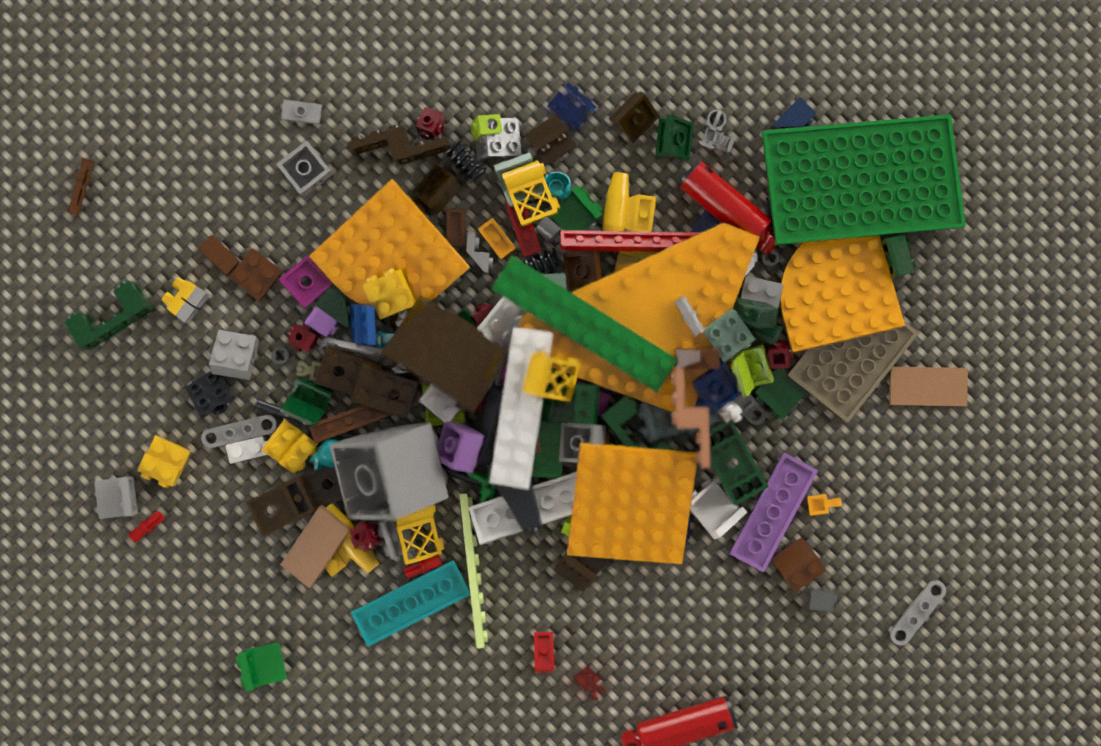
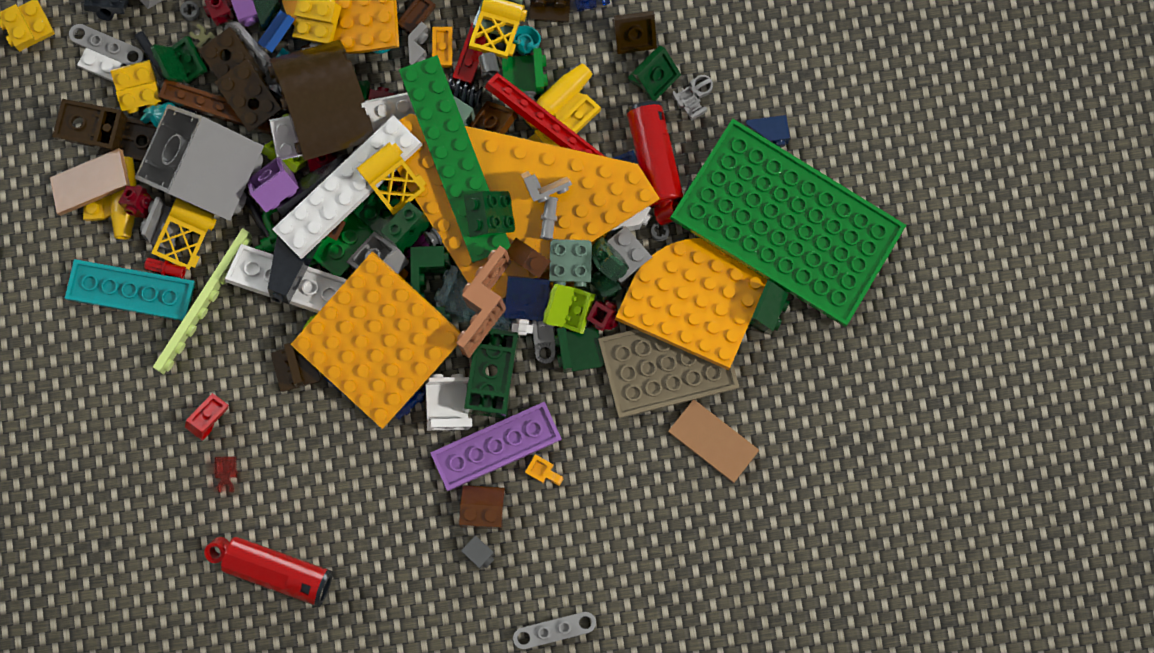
camera: 35 degrees right, 10 degrees down
(610, 395) = (432, 237): none -> dark grey bush
(644, 347) = (489, 213): none -> dark green bracket
(676, 296) = (542, 194): none -> light grey bracket

